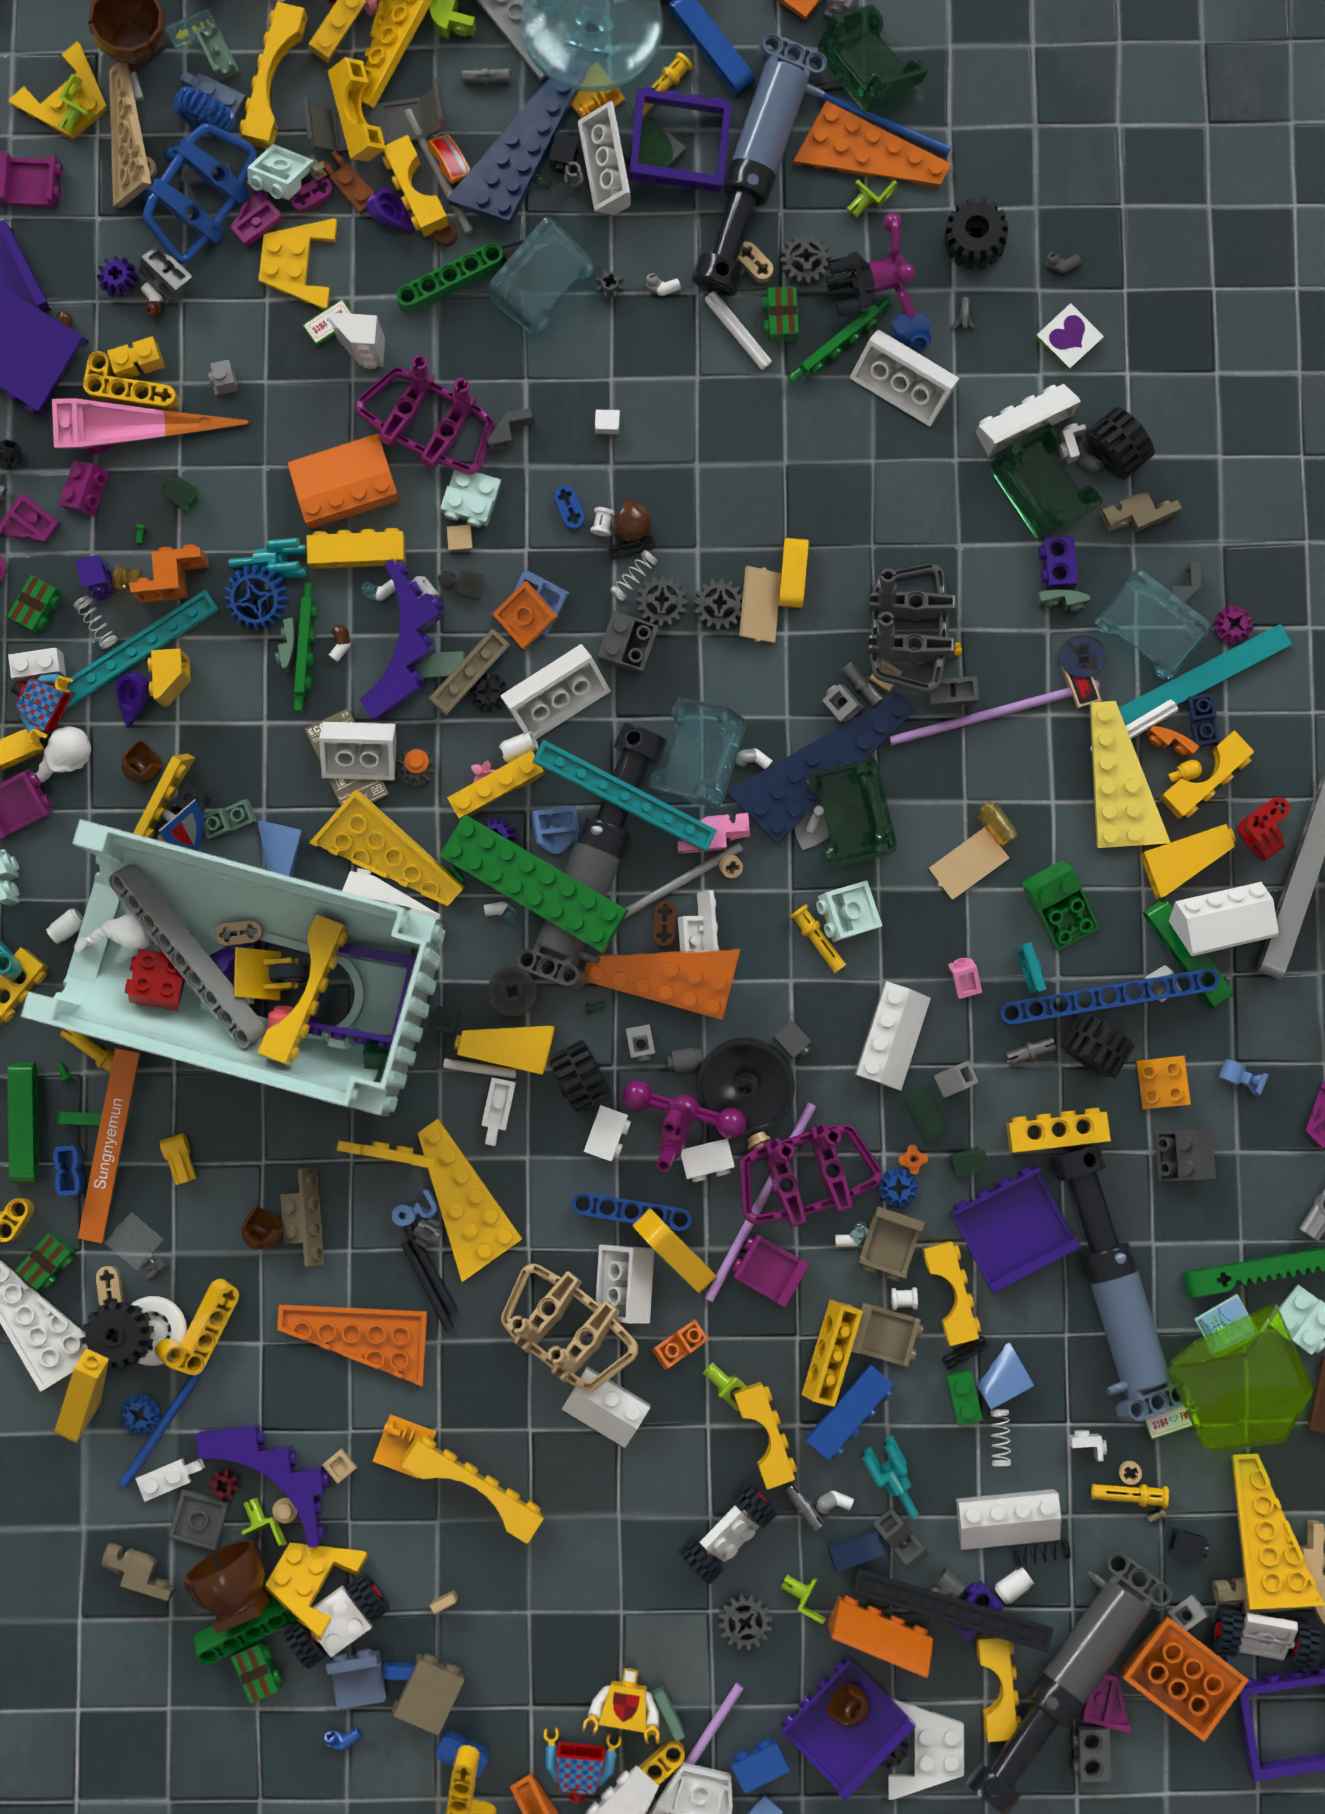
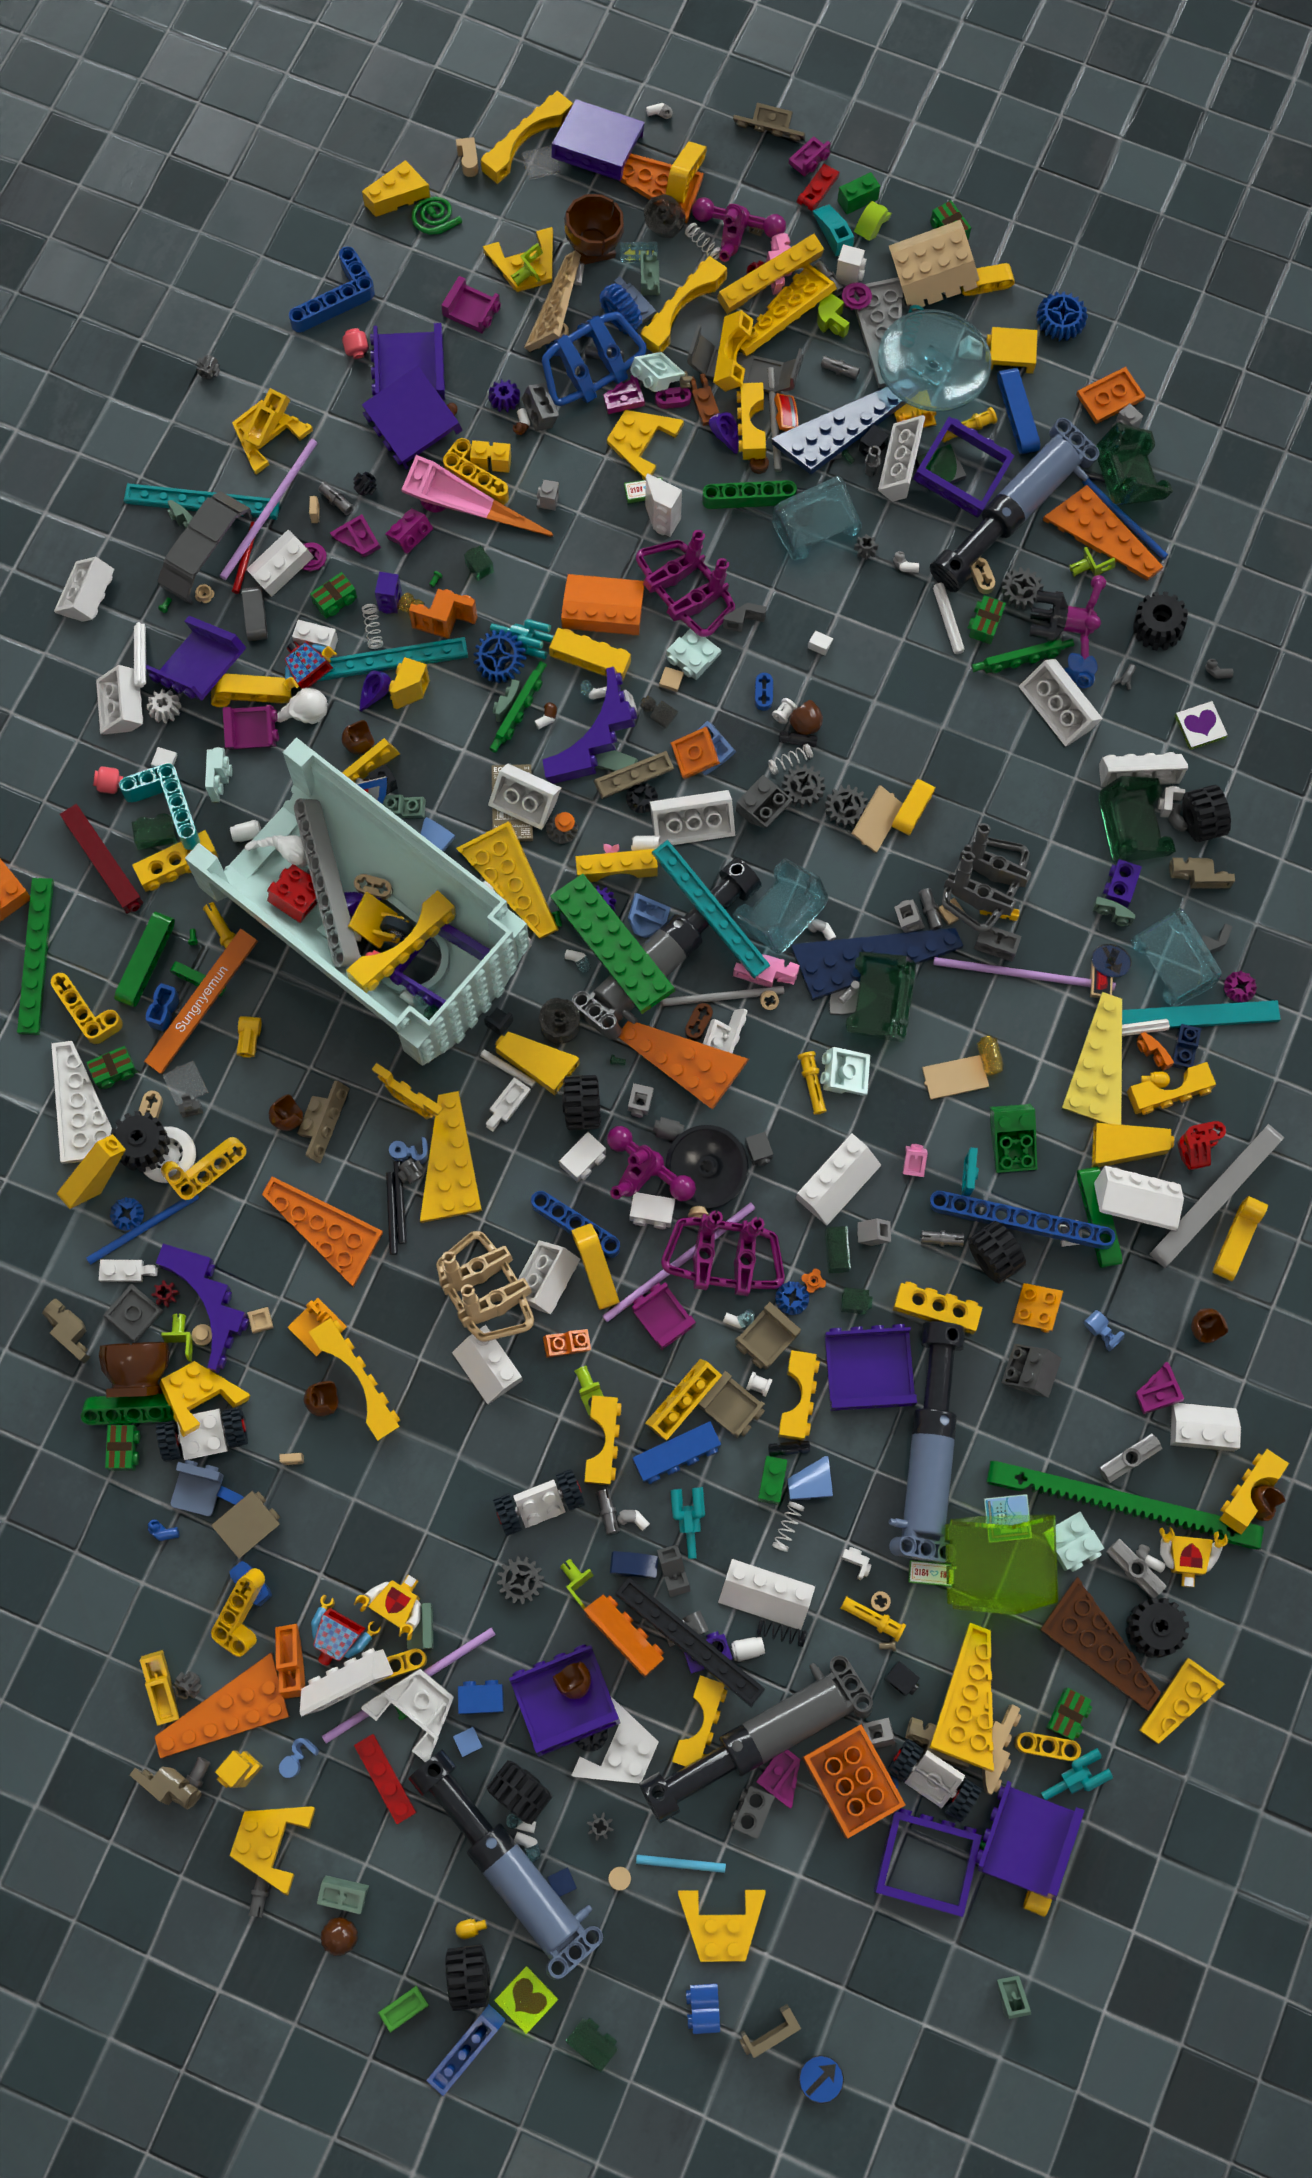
camera: 20 degrees right, 10 degrees down
(446, 1524) = (321, 1398): none -> reddish brown hair

